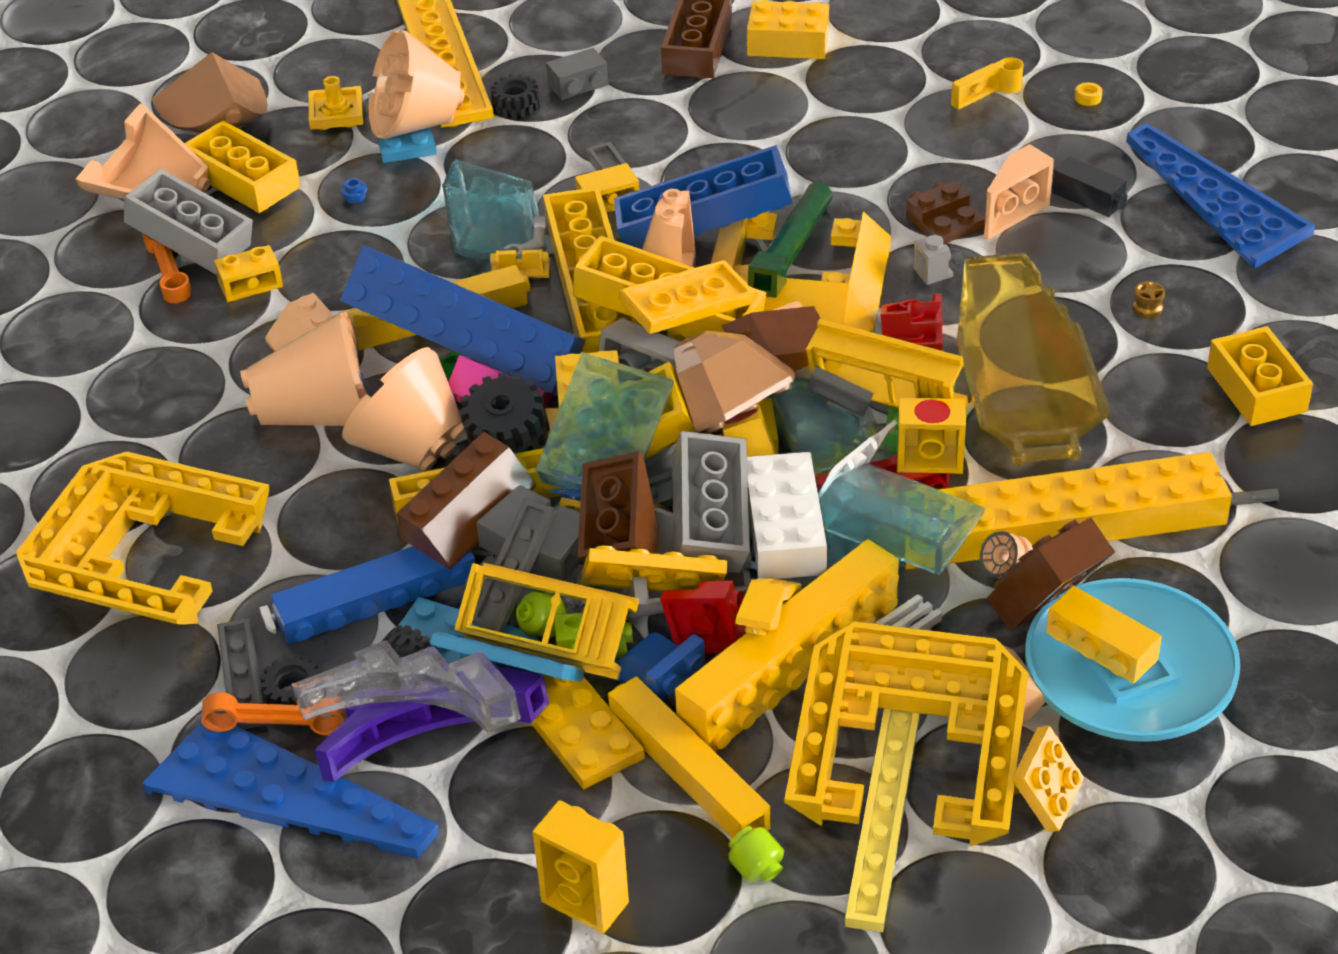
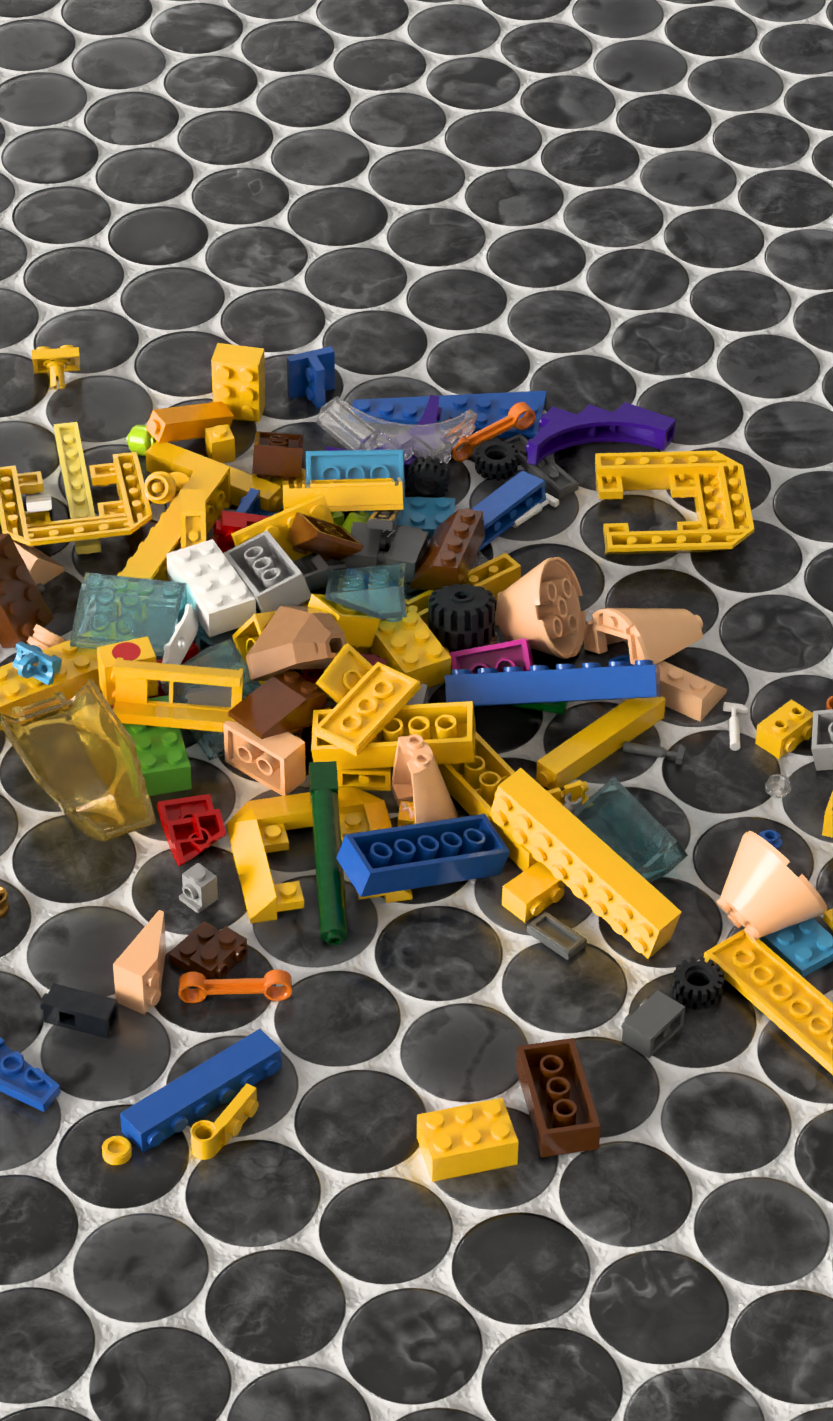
camera: 155 degrees right, 0 degrees up
(136, 691) = (627, 424): none -> dark purple arch
(295, 294) = (734, 724): none -> white piece
(302, 231) = (777, 786): none -> clear plate
(457, 881) = (311, 374): none -> blue bracket
(562, 149) = (584, 863): none -> yellow brick
(583, 744) = (277, 455): none -> reddish brown slope
(651, 810) = (220, 443): none -> yellow brick
(687, 330) = (343, 673): none -> yellow plate
(687, 834) = (187, 421): none -> light orange brick
(745, 750) = (163, 487): none -> yellow piece
(932, 174) = (235, 986): none -> orange piece
(954, 752) = (39, 502): none -> white tile
(998, 108) = (200, 1090): none -> blue brick
(1041, 473) = (29, 655): none -> dark azure hips

